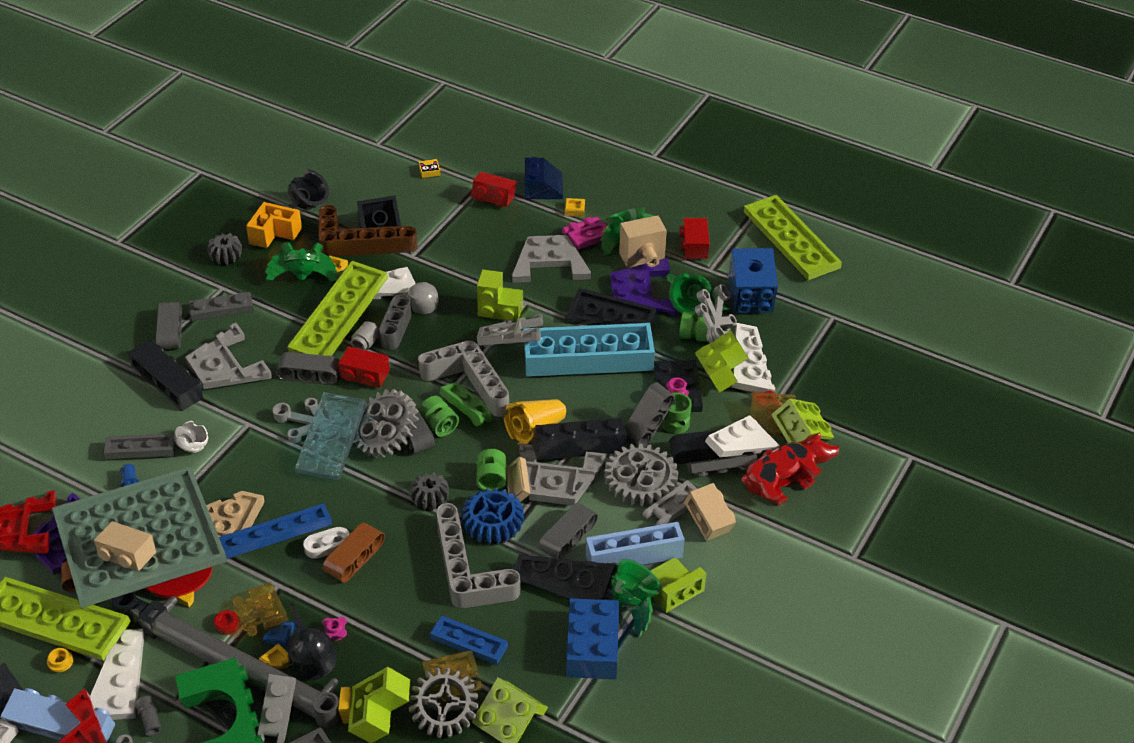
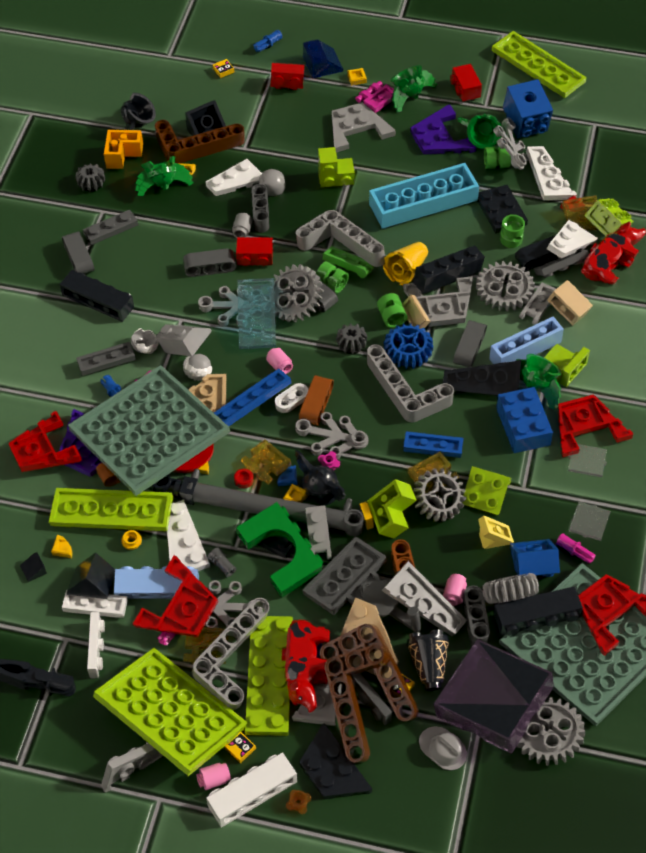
camera: 15 degrees left, 10 degrees up
(125, 546) = (150, 440): tan brick -> none
(218, 367) = (136, 279): light grey wing -> none
(232, 443) = (182, 339): none -> light grey slope
(237, 479) = (197, 366): none -> hair
(333, 496) = (280, 360): none -> bright pink brick
(339, 310) = (212, 209): lime plate -> none
(355, 599) = (333, 435): none -> light grey plant
(491, 150) = (268, 41): none -> blue axle
(510, 333) = (357, 196): light grey wing -> none
(601, 309) = (416, 159): black wing -> none
(642, 241) = (428, 95): tan brick -> none
(649, 414) = (496, 237): dark grey beam -> none
(654, 709) = (588, 461): none -> clear piece
(671, 654) = (585, 416): none -> red wing
(677, 385) = (505, 209): dark pink plate -> none
(720, 358) = (528, 180): lime brick -> none

